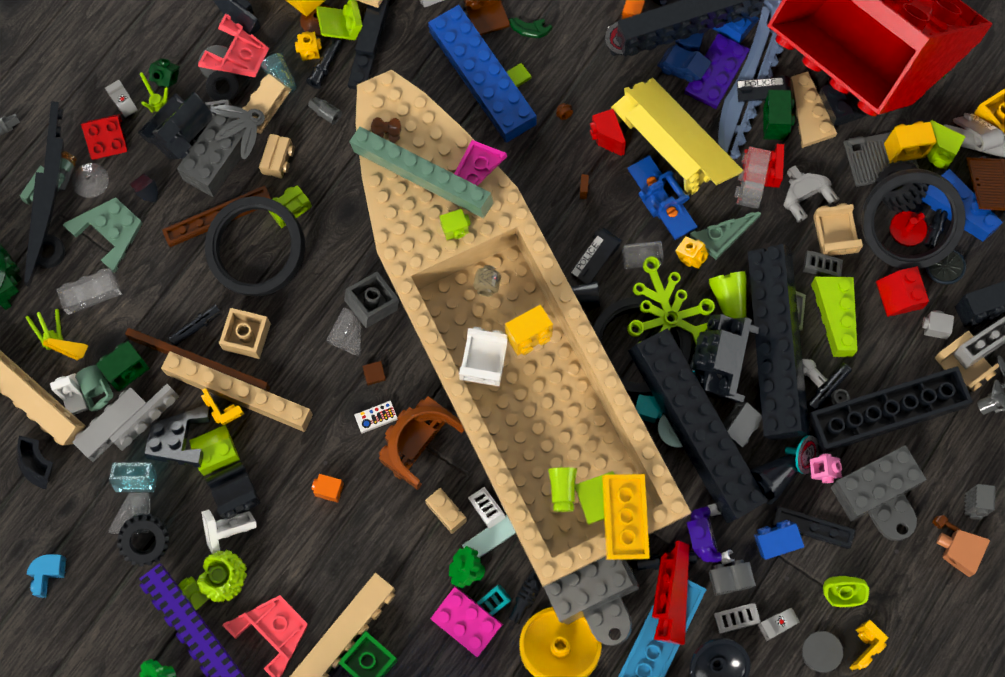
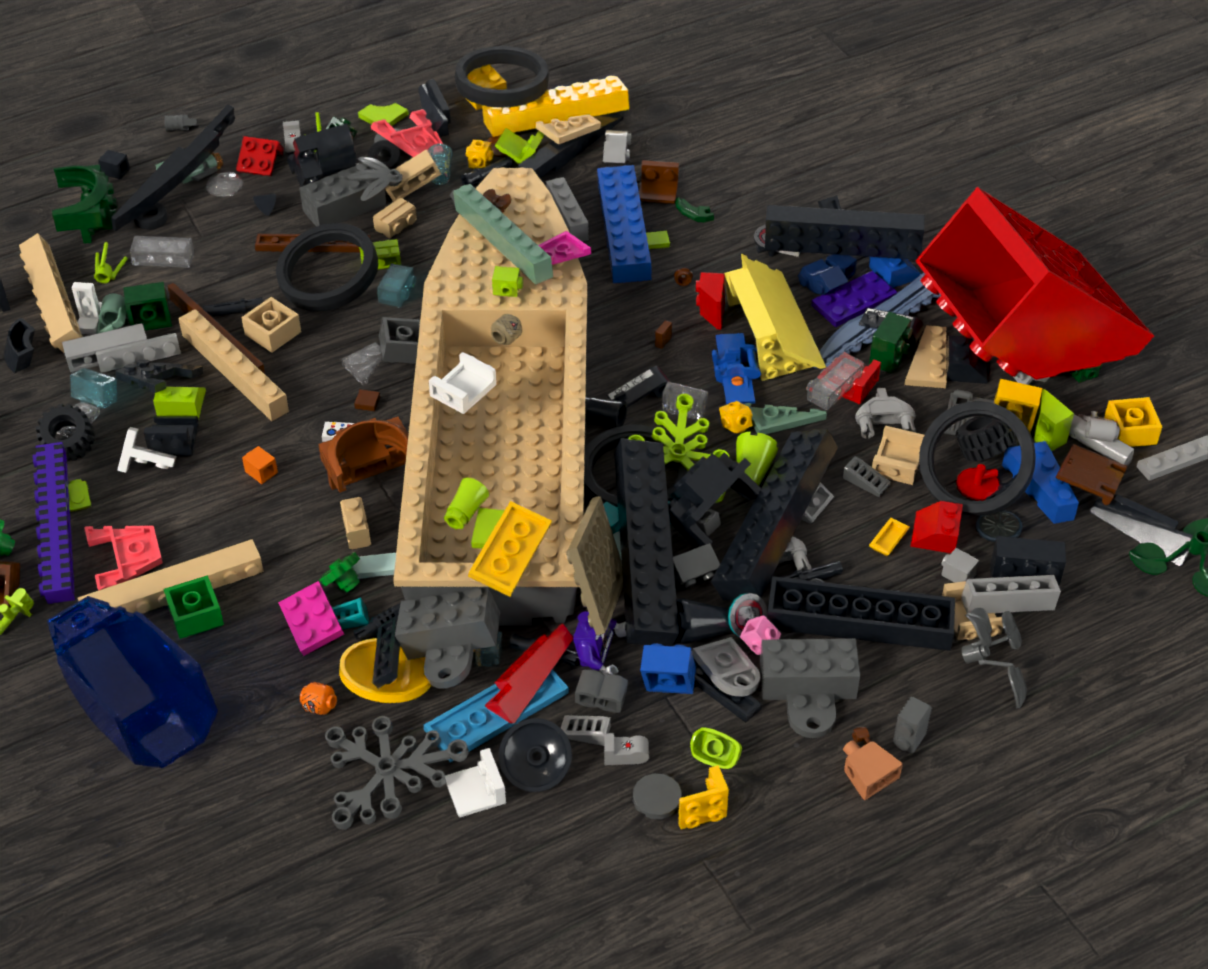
camera: 25 degrees right, 25 degrees down
(68, 348) = (110, 277): yellow slope -> none
(114, 223) = (220, 218): sand green wing -> none
(187, 33) = (391, 113): none -> lime tile
(222, 576) = (115, 488): lime hair -> none
(231, 412) = (209, 372): yellow bracket -> none
(324, 234) = (396, 285): none -> clear light blue brick
(424, 78) = (568, 208): none -> light grey brick
(493, 519) = (391, 538): white slope -> none
(529, 330) = (517, 372): yellow brick -> none
(556, 634) = (386, 654): none -> black plate
(687, 483) = (596, 565): none -> dark tan plate
(814, 507) = (728, 667): none -> light grey tile
(837, 307) = (859, 512): lime wedge -> none
(869, 317) = (889, 536): none -> yellow tile

